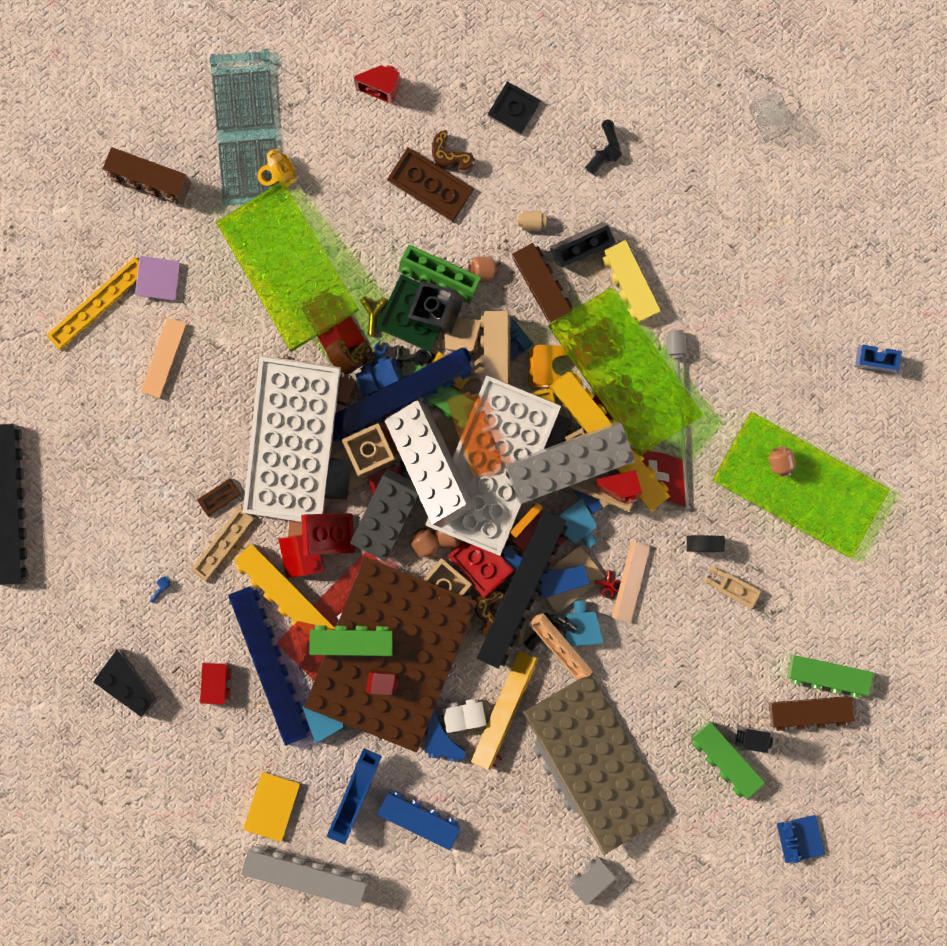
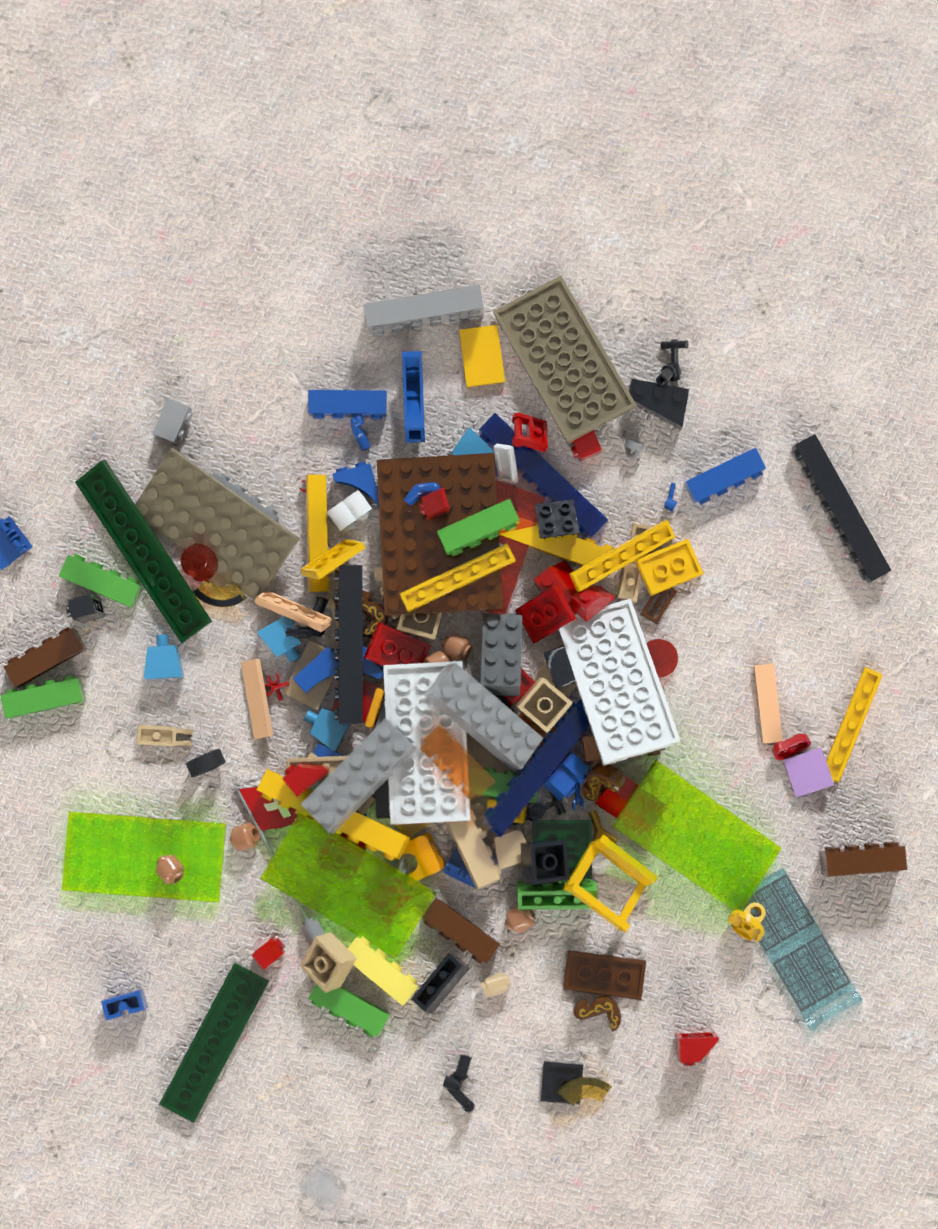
camera: 155 degrees right, 0 degrees up
(100, 585) = (724, 476): none -> blue brick
(100, 707) = (671, 370): none -> black pin
(167, 309) = (791, 746): none -> red plate
(170, 654) = (630, 444): none -> light grey tile
(193, 524) = (669, 567): none -> yellow tile
(195, 766) = (564, 359): none -> dark tan plate
(231, 555) = (622, 555): none -> yellow tile
(238, 445) = (663, 656): none -> clear red tile
(255, 709) = (535, 429): none -> red plate
(275, 617) = (557, 519): none -> black hinge
(280, 526) = (591, 601): none -> red slope
(297, 692) = (506, 463): none -> white tile
(363, 274) = (626, 864): none -> yellow piece
(388, 702) = (419, 491): none -> blue arm
(392, 604) = (457, 577): none -> yellow tile
(421, 787) = (359, 433): none -> blue arm
(496, 93) = (584, 1088): none -> clear yellow tile
(501, 677) = (332, 559): none -> yellow tile
(568, 365) = (399, 864): none -> light grey tile
(622, 694) = (218, 595): none -> clear yellow tile
(627, 734) = (199, 562): none -> clear red tile
(674, 263) = (351, 1007): none -> bright green brick
(675, 309) = (328, 962): none -> tan brick
(675, 770) = (143, 551): none -> dark green plate
(699, 459) = (245, 836): none -> nougat head
(702, 657) = (163, 660): none -> dark azure torso
(725, 344) = (269, 952): none -> red slope
(811, 288) = (214, 1042): none -> dark green plate

